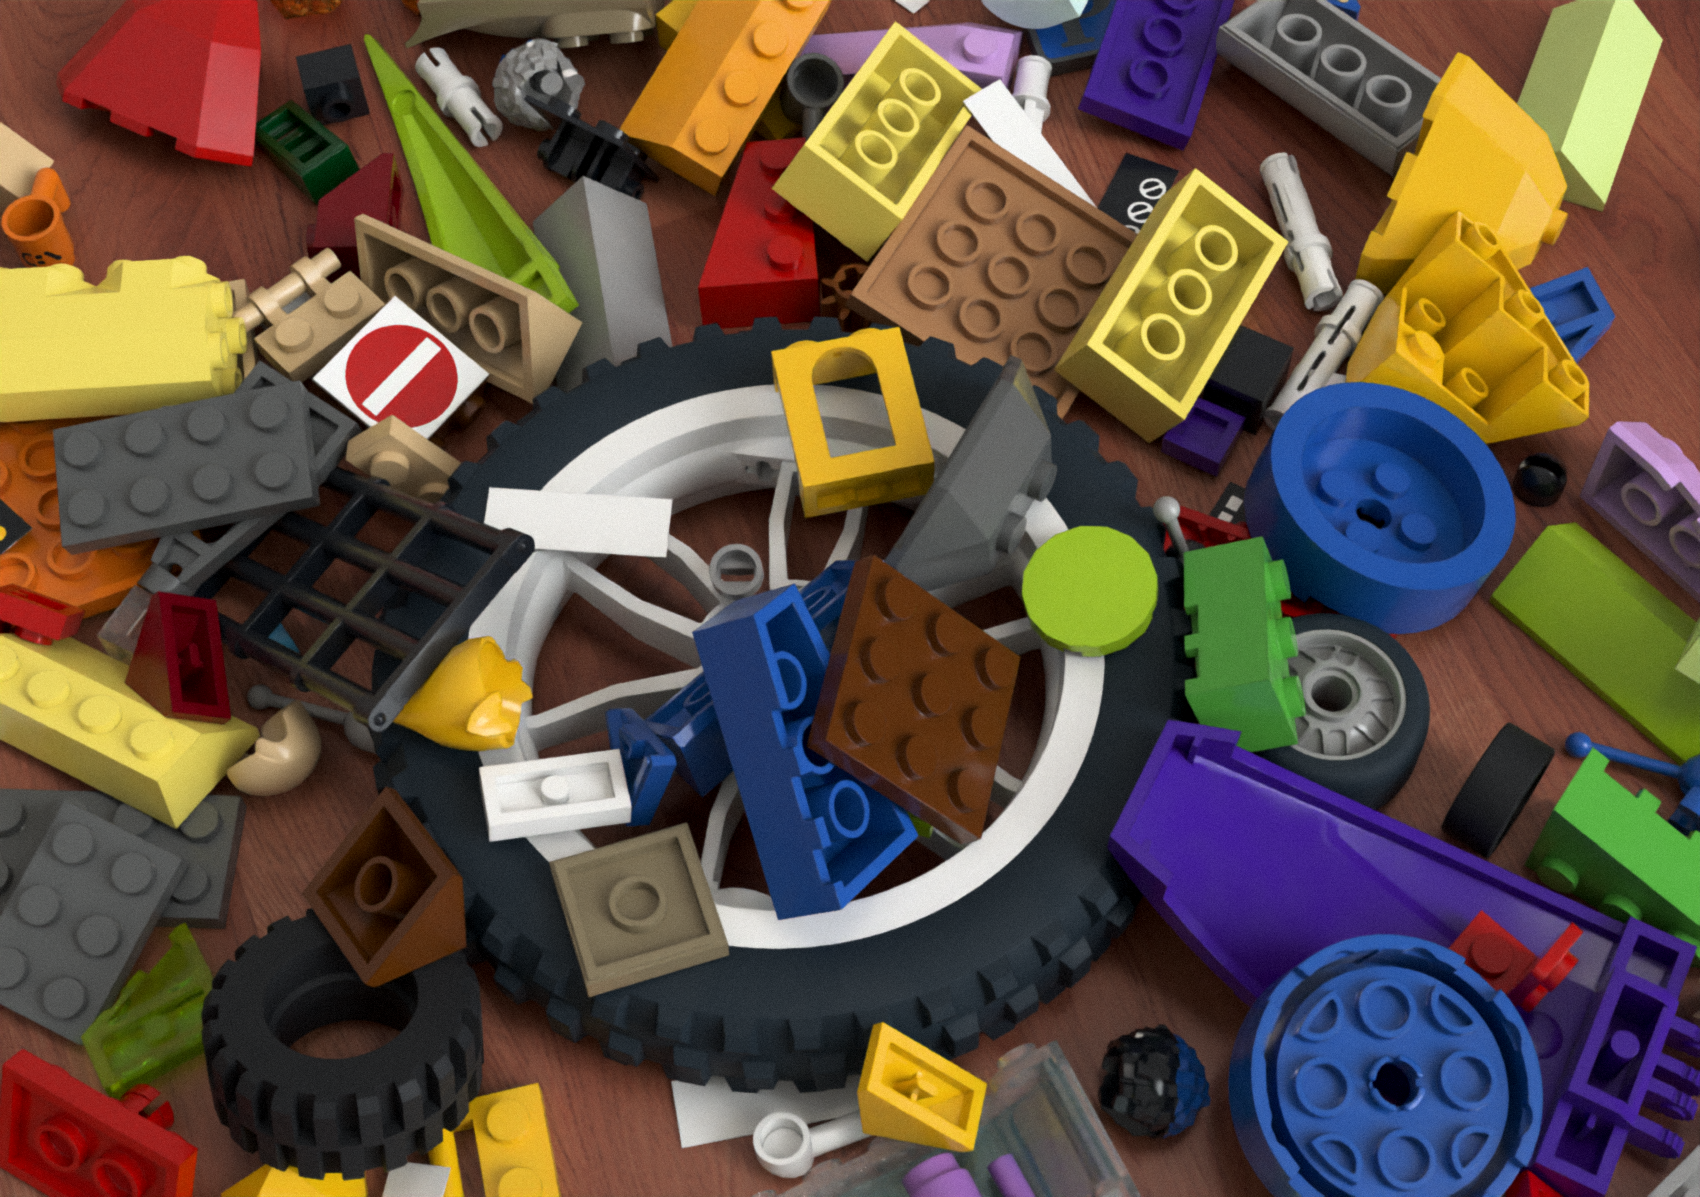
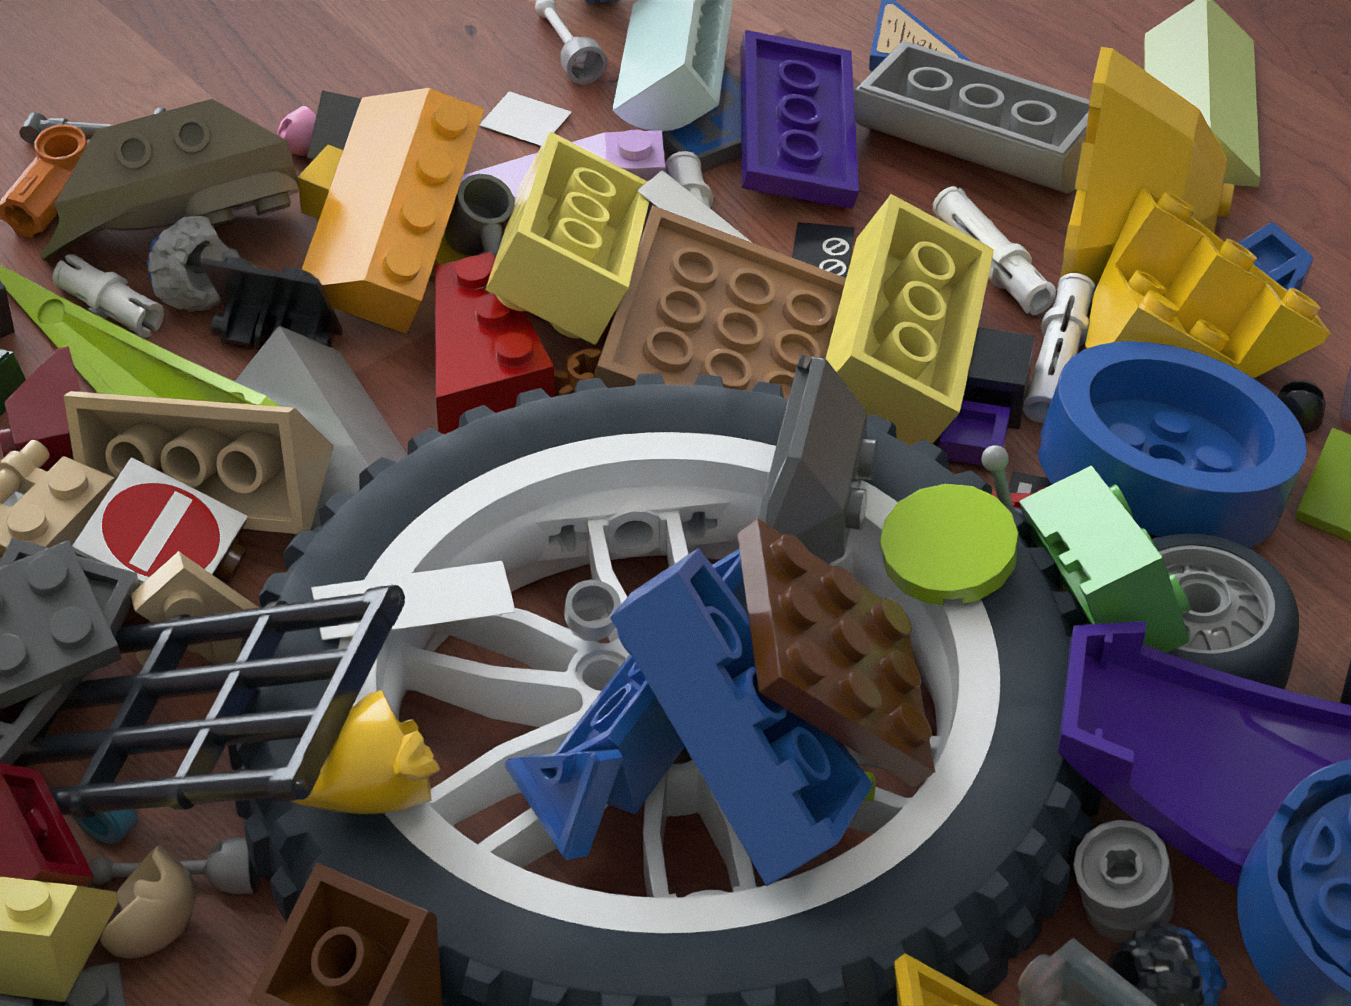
camera: 20 degrees left, 15 degrees down
(554, 795) = (493, 832): white plate -> none
(638, 909) = (619, 913): dark tan tile -> none
(866, 476) = (683, 497): yellow panel -> none
(1150, 970) = (1124, 879): none -> light grey wheel

